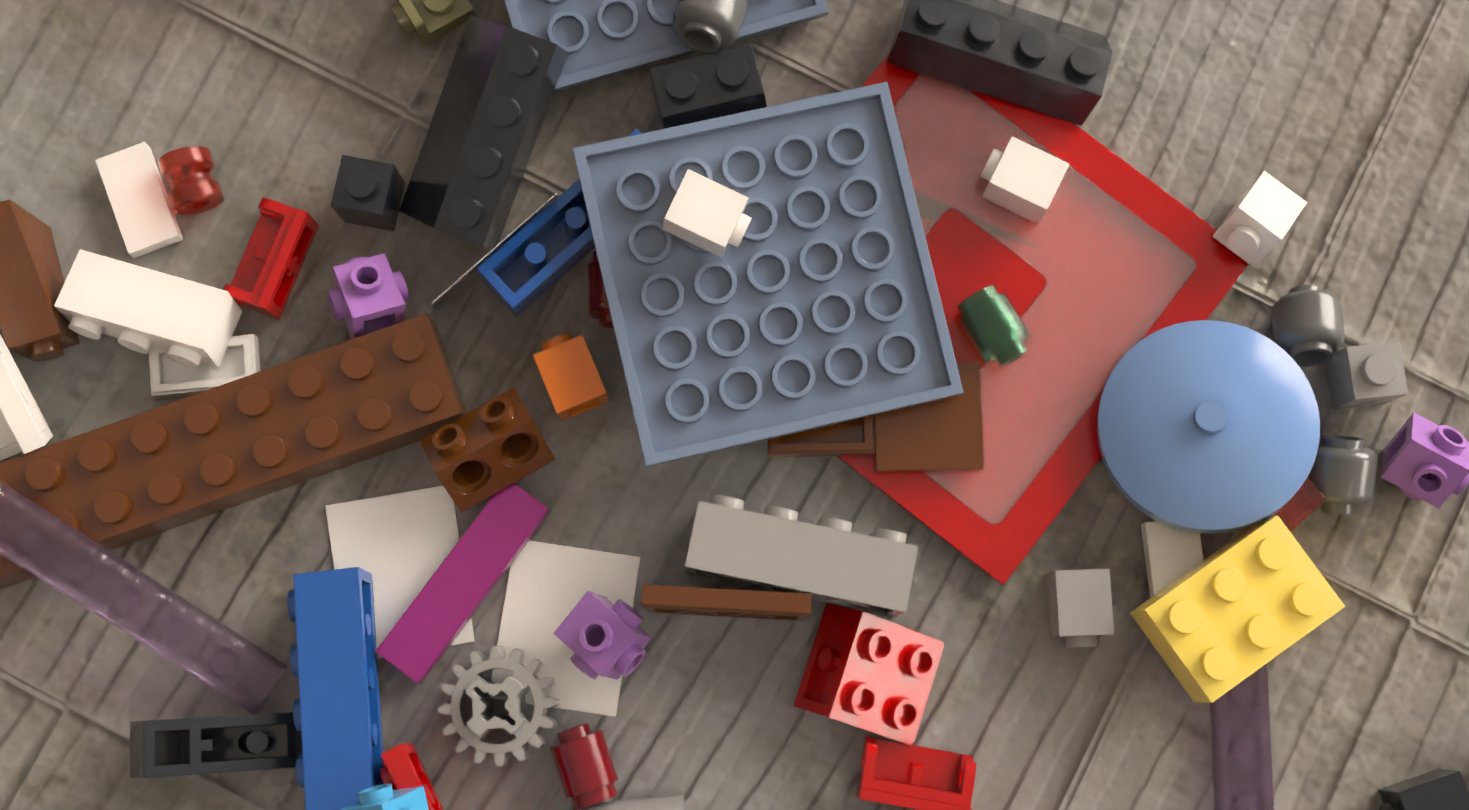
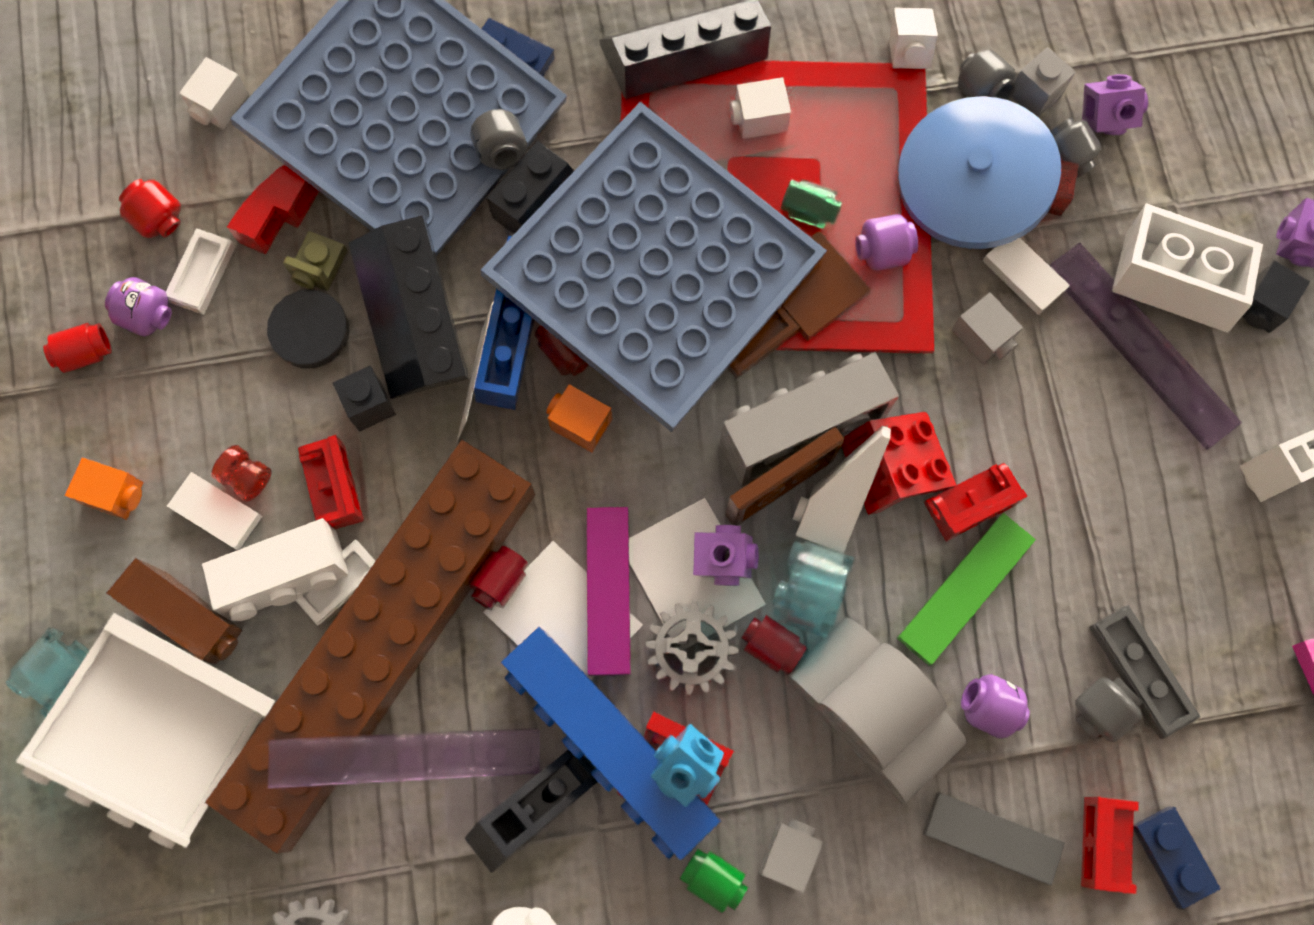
camera: 35 degrees left, 5 degrees down
(47, 97) = (105, 488): none -> orange brick
(361, 484) = (498, 578): none -> dark red brick
(367, 295) = (413, 459): medium lavender brick -> none
(371, 73) = (308, 328): none -> black tile
(487, 450) = (563, 496): reddish brown brick -> none
(666, 741) = (814, 588): none -> clear light blue brick
(707, 214) = (596, 248): white brick -> none
(769, 665) = (839, 496): none -> white slope
(1040, 430) = (887, 242): none -> medium lavender head
(1237, 610) = (1080, 262): light yellow brick -> none
(1356, 708) = (1188, 268): none -> white brick

